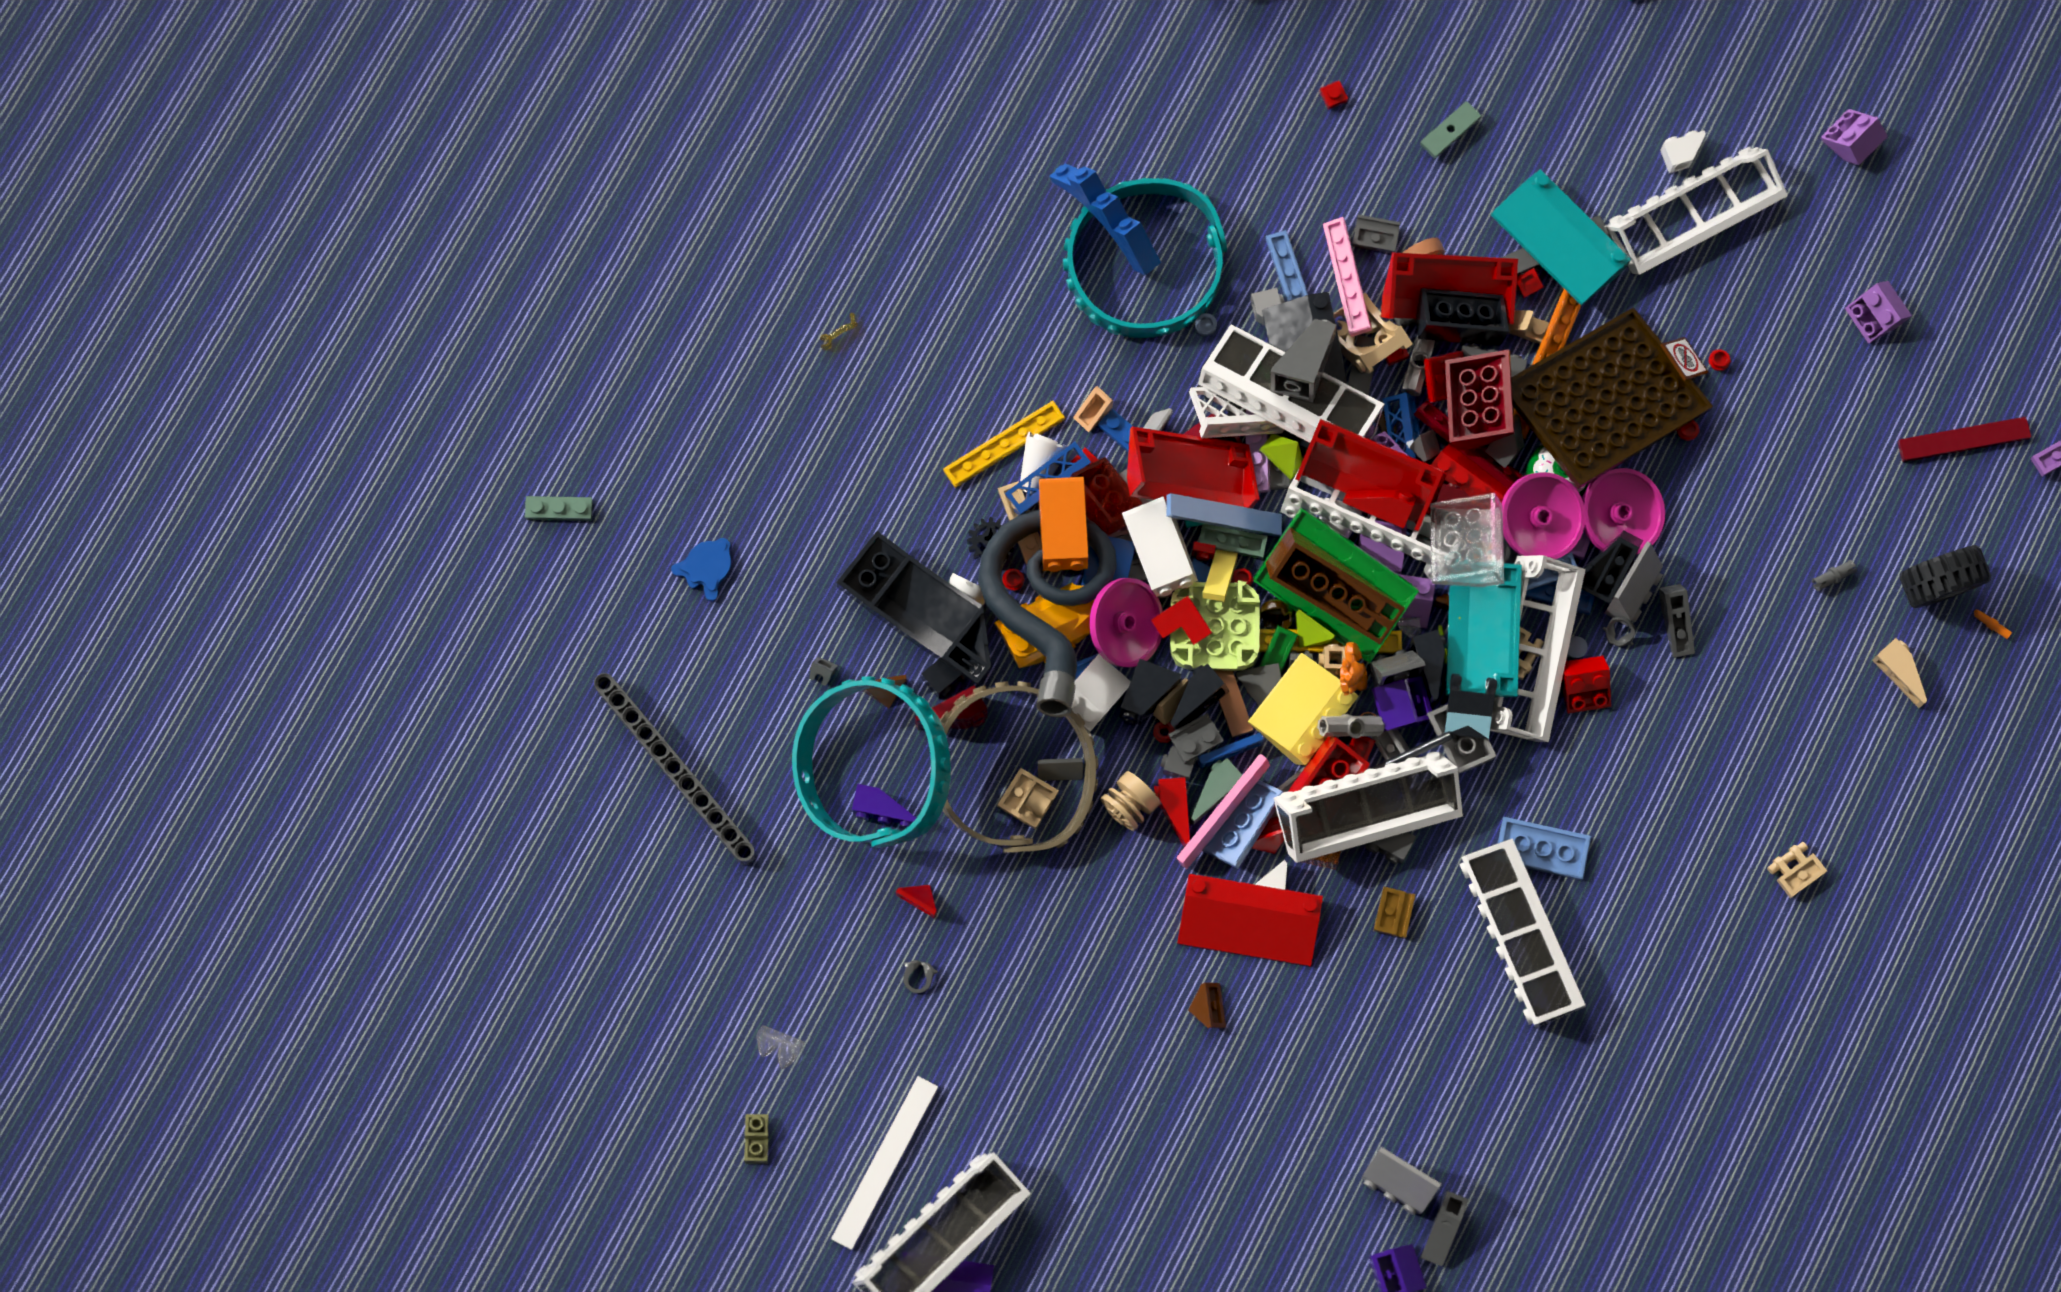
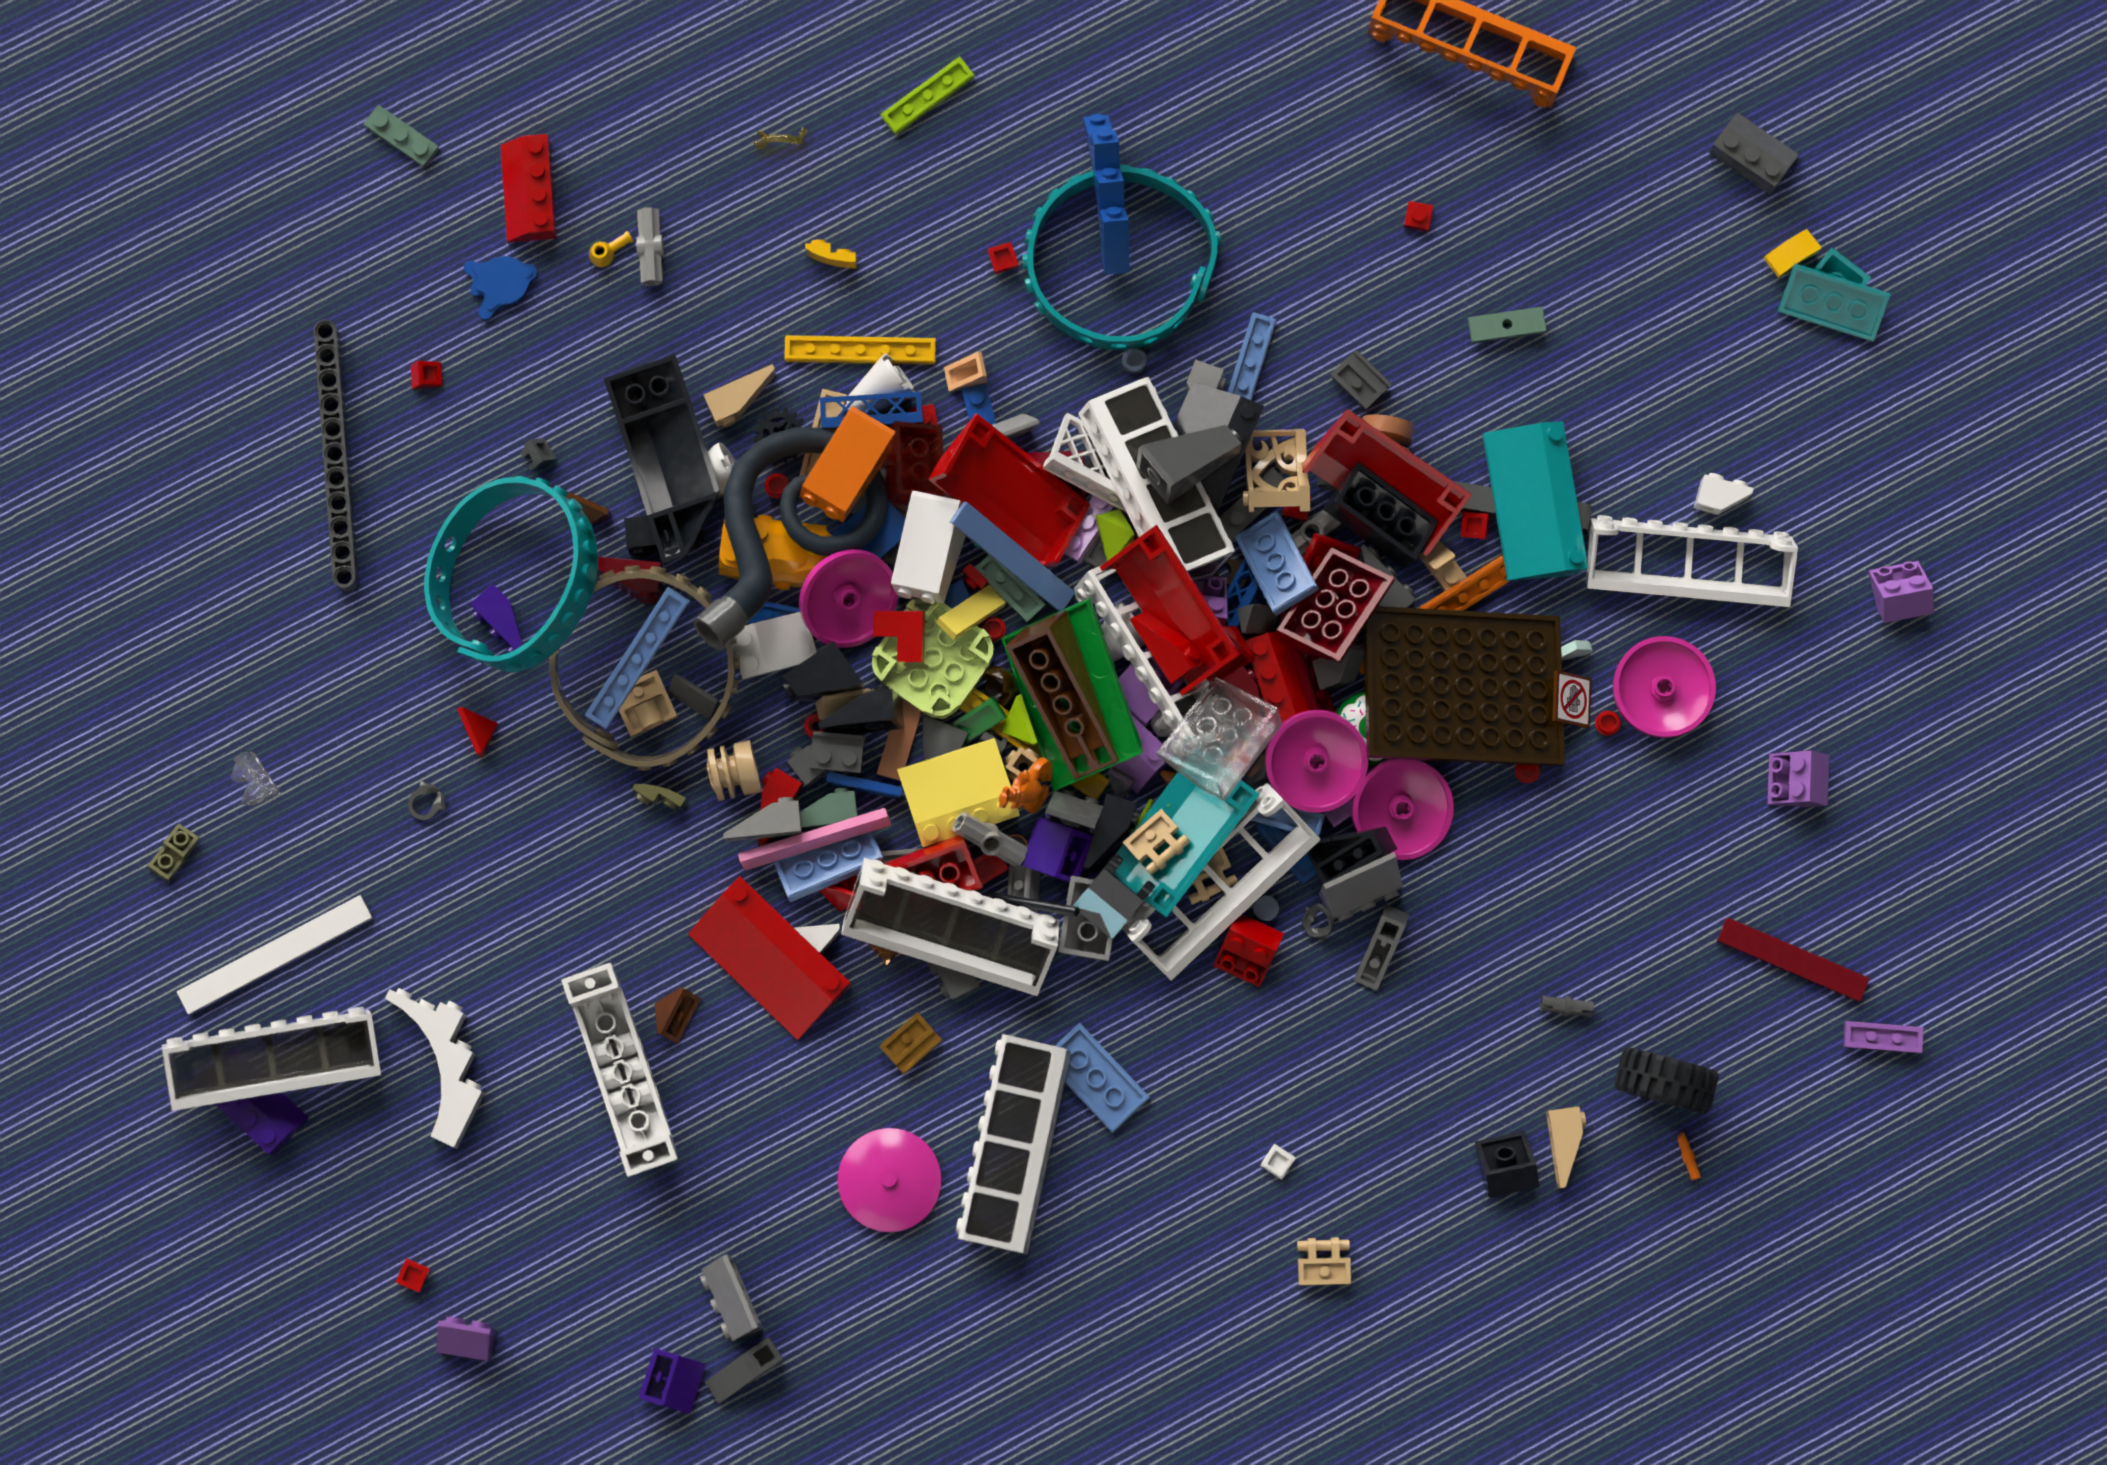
camera: 35 degrees right, 5 degrees up
(681, 485) = (528, 188): none -> red slope
(698, 668) = (426, 374): none -> red slope
(770, 502) = (607, 257): none -> yellow bar
(799, 469) = (650, 246): none -> light grey piece
(924, 233) = (927, 96): none -> lime tile
(929, 392) = (823, 253): none -> yellow slope
(936, 542) = (734, 398): none -> tan slope
(1008, 763) = (637, 657): none -> medium blue tile
(1061, 312) = (1003, 258): none -> red plate
(1072, 1148) = (441, 1027): none -> white arch
(1079, 859) = (652, 794): none -> olive slope
(1188, 815) = (772, 821): none -> light grey slope
(1204, 1071) = (621, 1069): none -> white slope
(1347, 277) = (1299, 404): bright pink tile -> none
(1411, 566) = (1159, 726): none -> white tile
(1414, 397) = (1276, 563): none -> medium blue tile
(1448, 1021) = (889, 1180): none -> dark pink dish
(1465, 645) = (1151, 836): none -> tan plate
(1661, 322) = (1575, 649): none -> light aqua tile
(1712, 821) = (1277, 1161): none -> white tile
(1741, 308) = (1664, 687): none -> dark pink dish
(1874, 713) = (1507, 1164): none -> black slope

